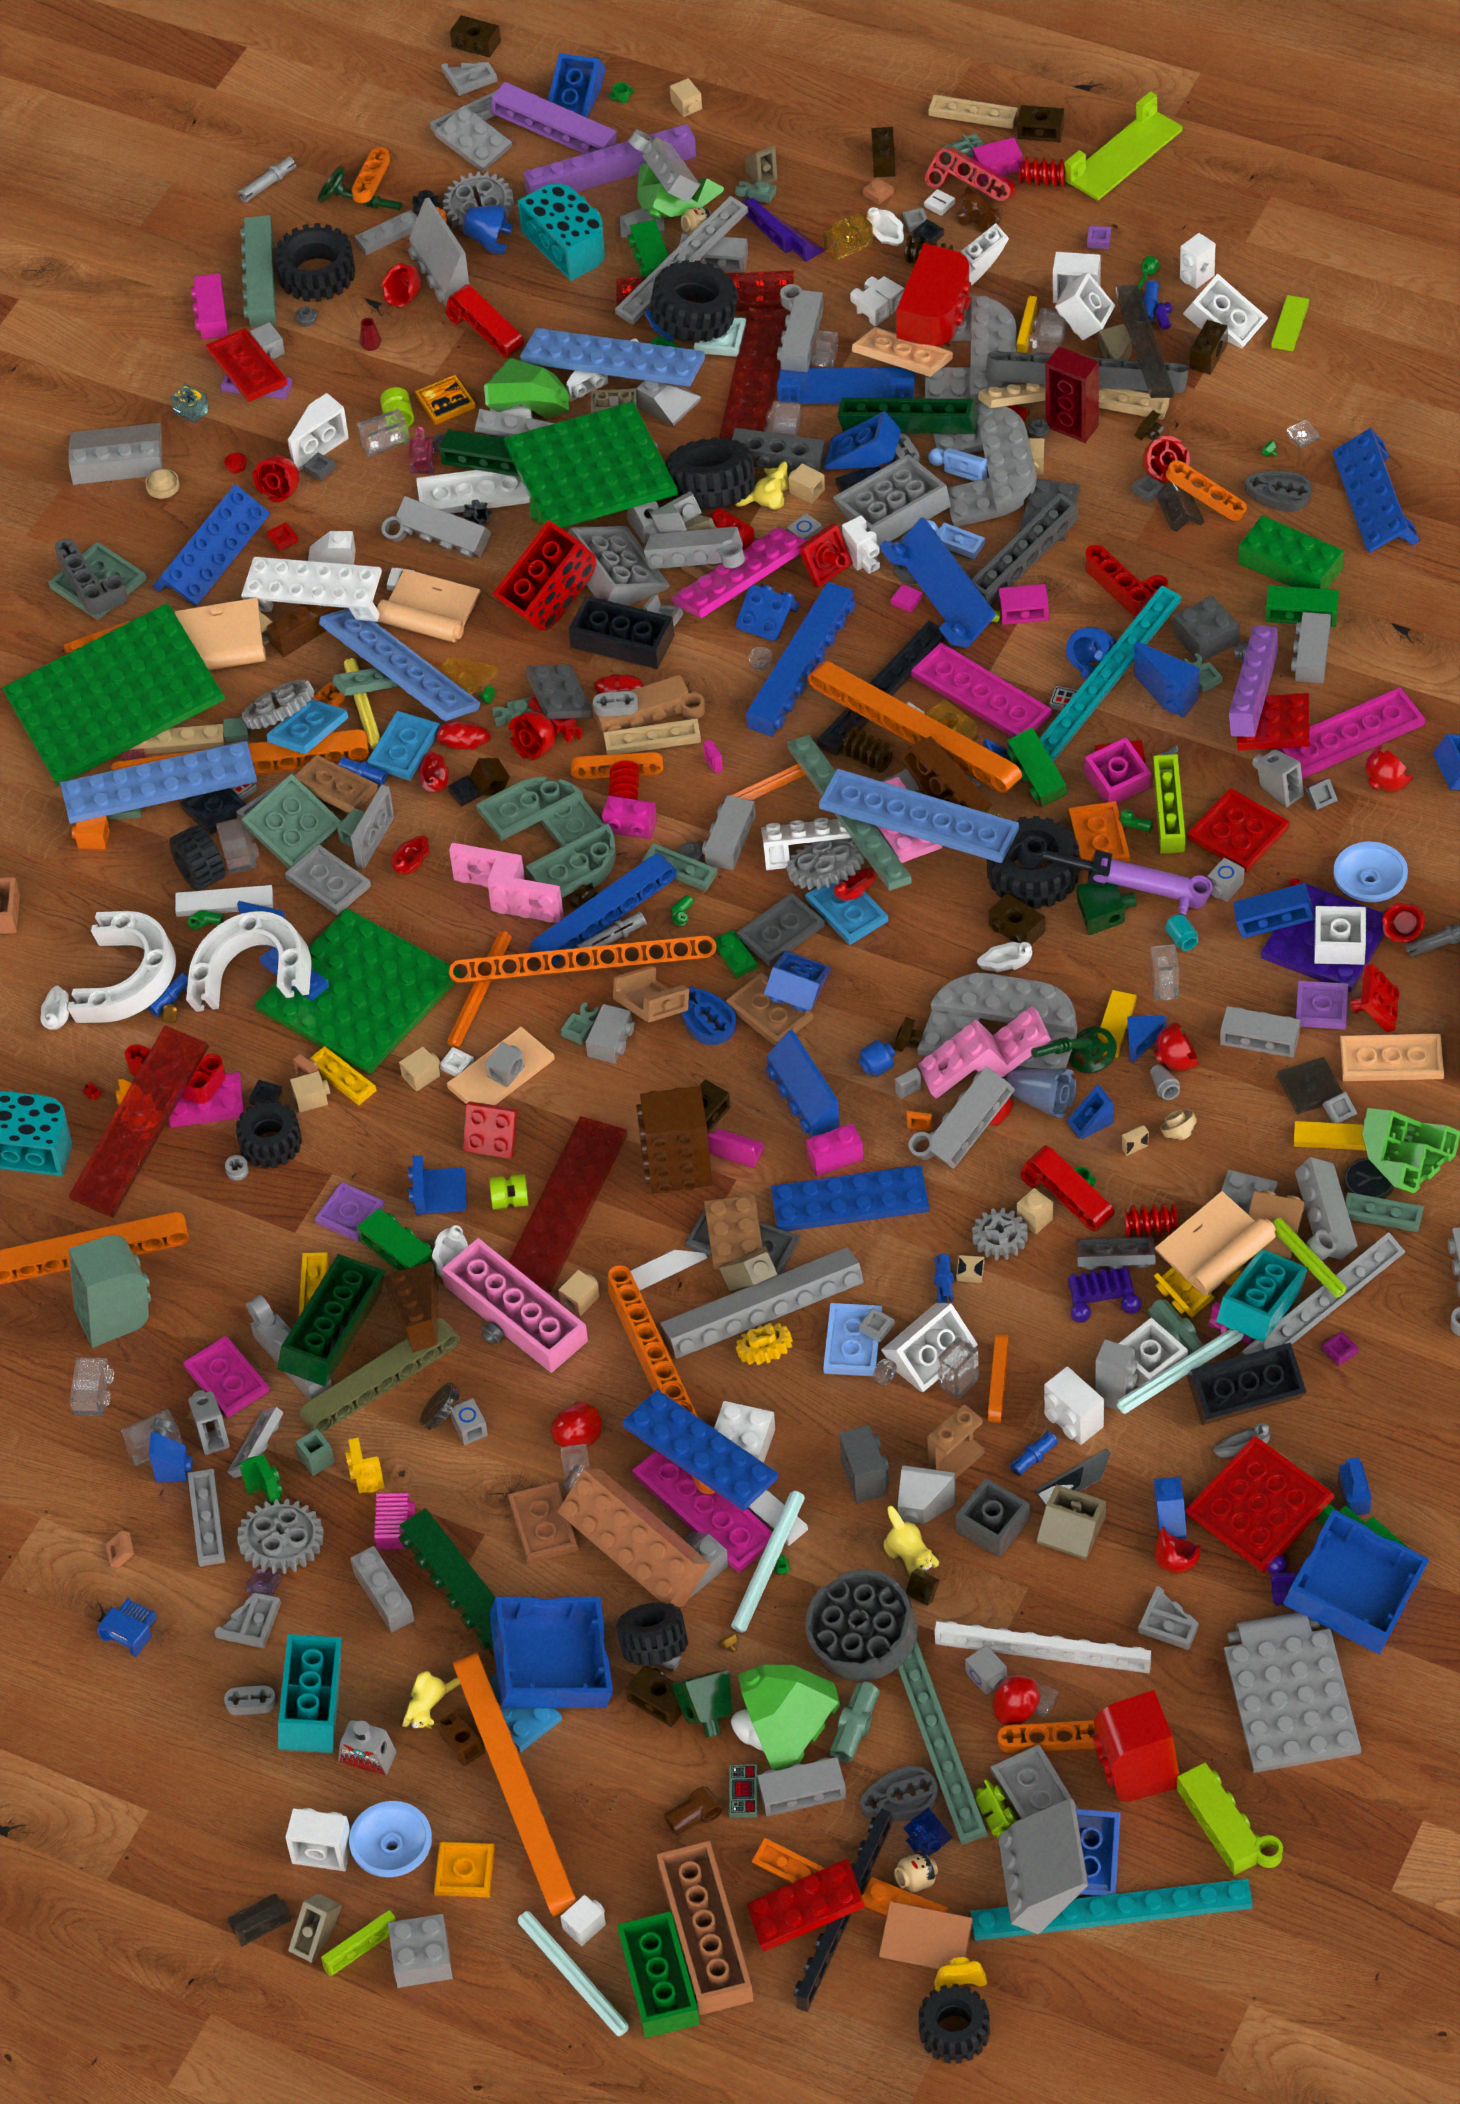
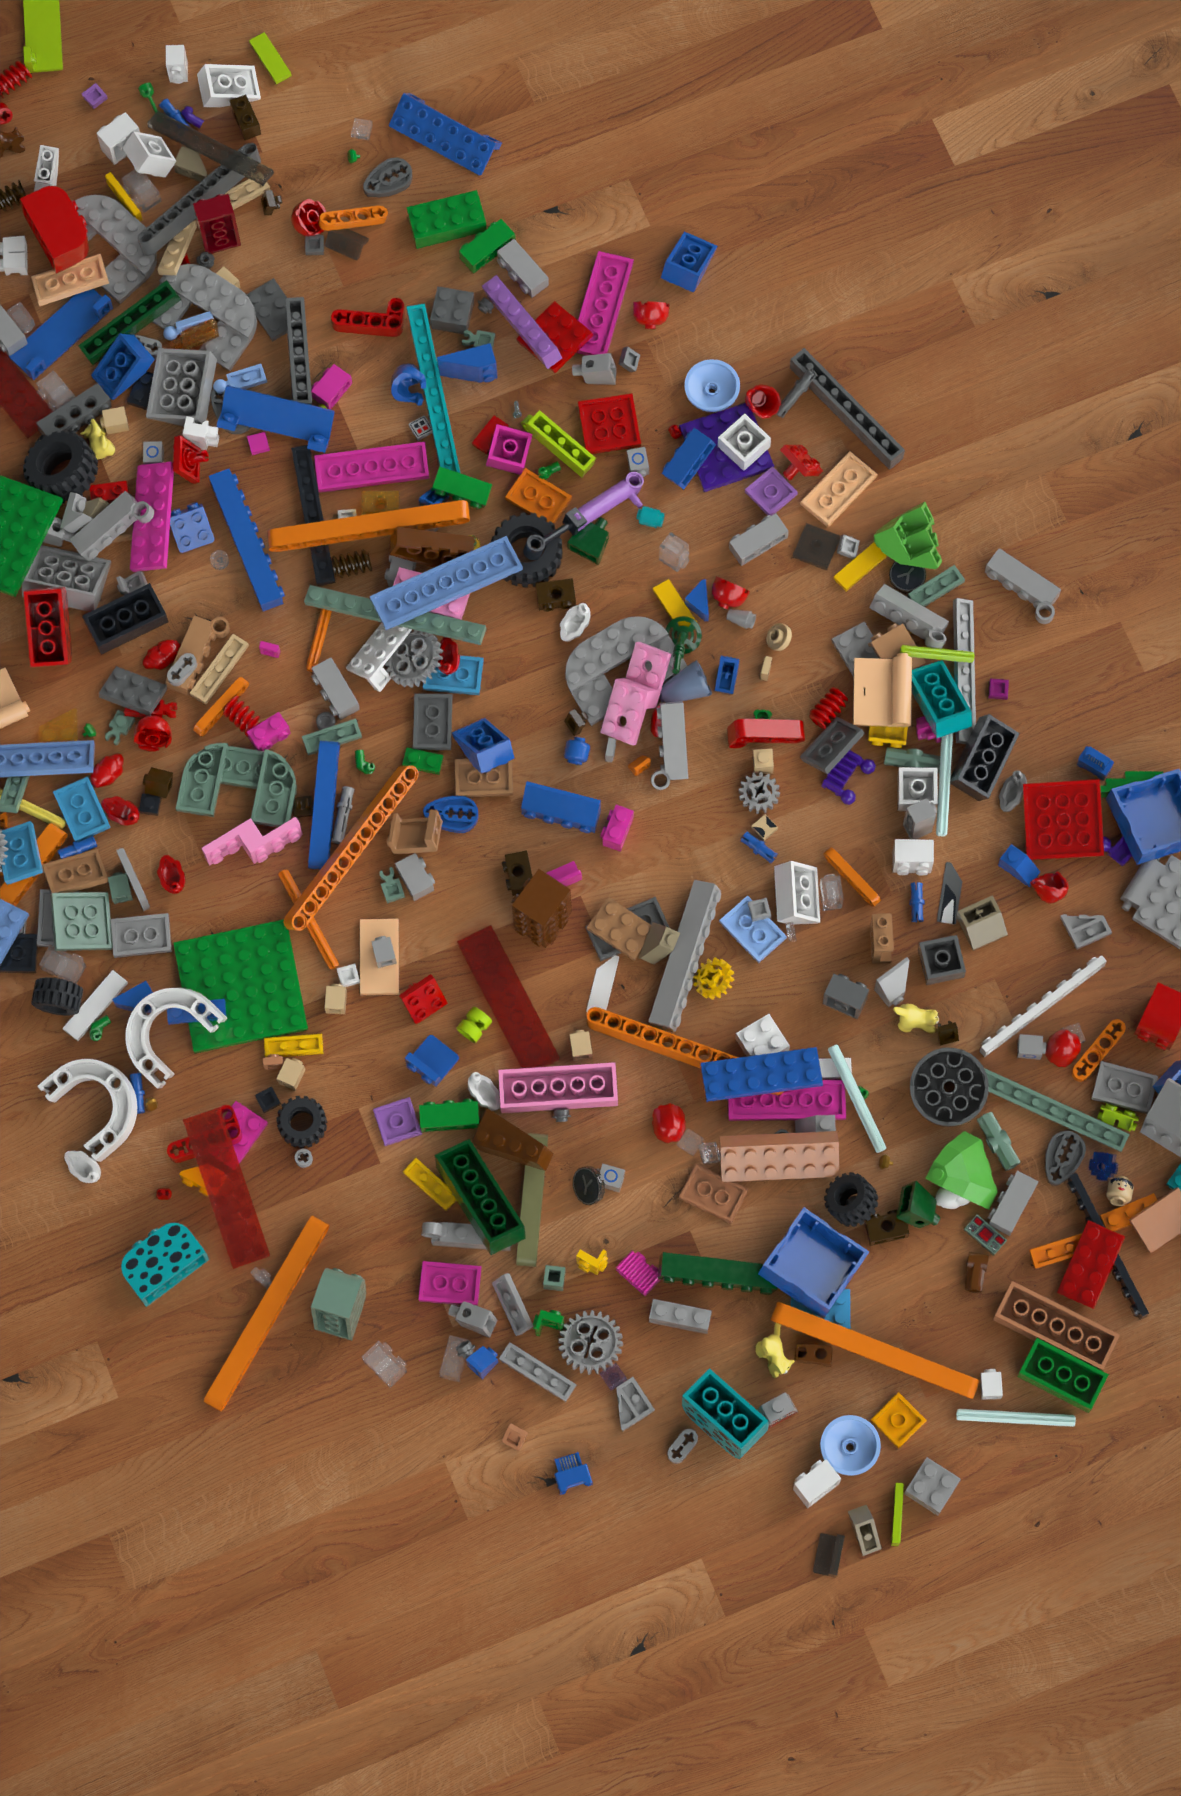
camera: 50 degrees left, 20 degrees up
(82, 1221) = (261, 1276): none -> clear plate
(850, 1198) = (655, 848): blue plate -> none
(956, 472) = (196, 335): none -> clear orange hinge

